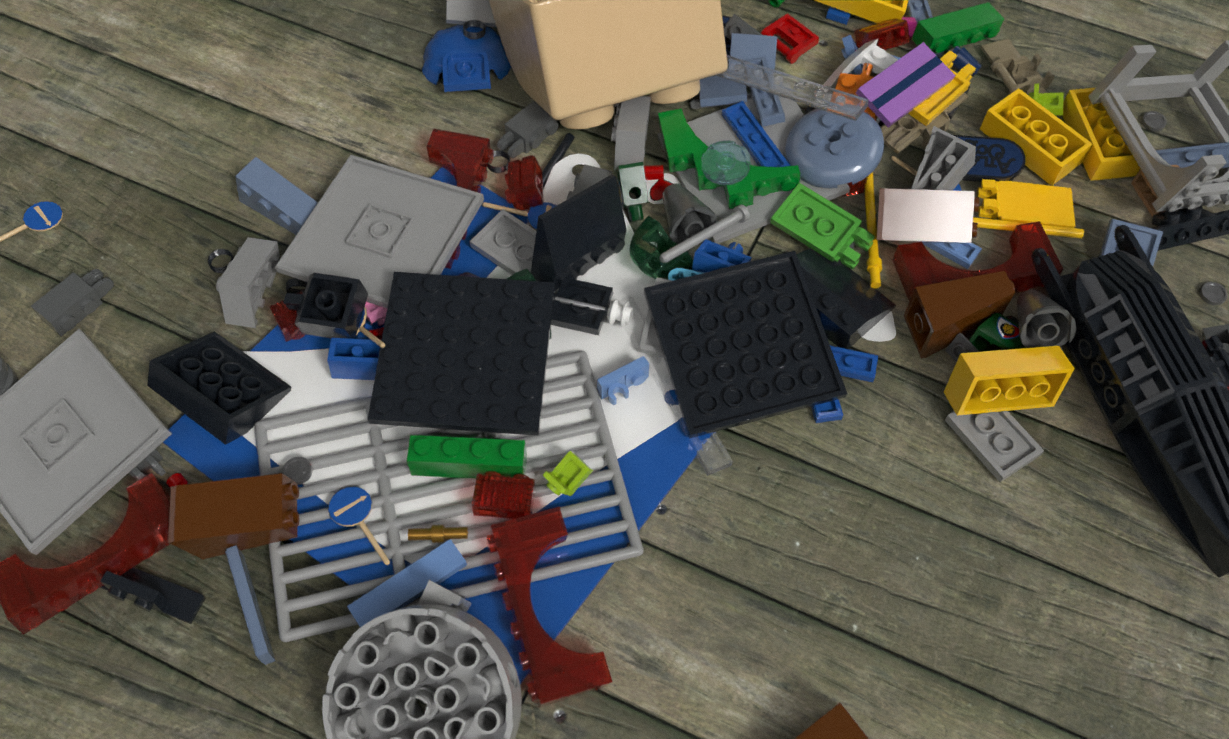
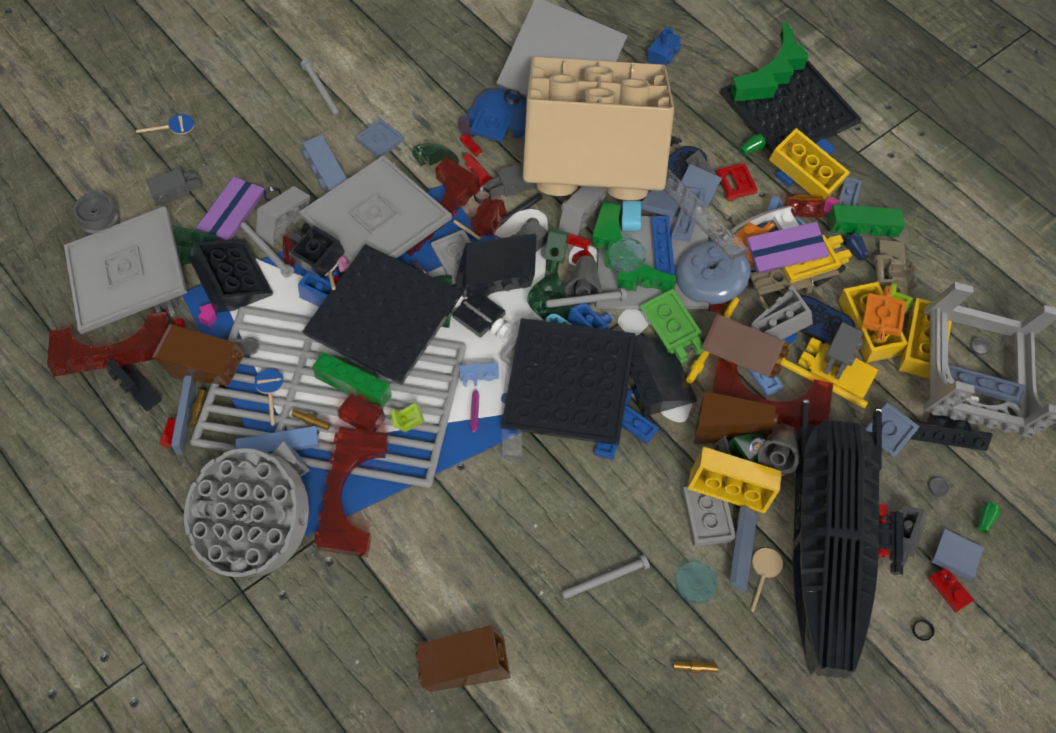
camera: 25 degrees right, 0 degrees up
(134, 363) = (185, 239): none -> clear green brick
(172, 301) = (231, 209): none -> medium lavender tile
(183, 83) = (307, 65): none -> light grey bar
(214, 452) = (207, 315): none -> dark pink piece
(240, 639) = (166, 438): none -> red piece
(264, 586) = (197, 408): none -> pearl gold bar
(295, 349) = (286, 270): none -> light grey bar
(328, 139) = (379, 138): none -> sand blue tile
(408, 132) = (432, 153): none -> clear green brick
(430, 88) = (464, 126): none -> clear purple arm
(450, 106) = (471, 145): none -> red piece
(469, 128) = (473, 164): none -> red plate
(643, 430) = (474, 411): none -> magenta piece
(699, 116) = (631, 216): none -> medium azure beam
(766, 241) = (633, 321): none -> white sticker
(954, 531) = (641, 563): none -> light grey bar
(1027, 178) = (842, 349): none -> dark grey hinge
(1029, 526) = (696, 582): none -> clear light blue tile
(1051, 120) = (884, 314): none -> orange plate
(1058, 460) = (743, 549): none -> sand blue tile
(1092, 632) = (695, 666): none -> pearl gold bar
(1093, 467) = (767, 564): none -> tan piece

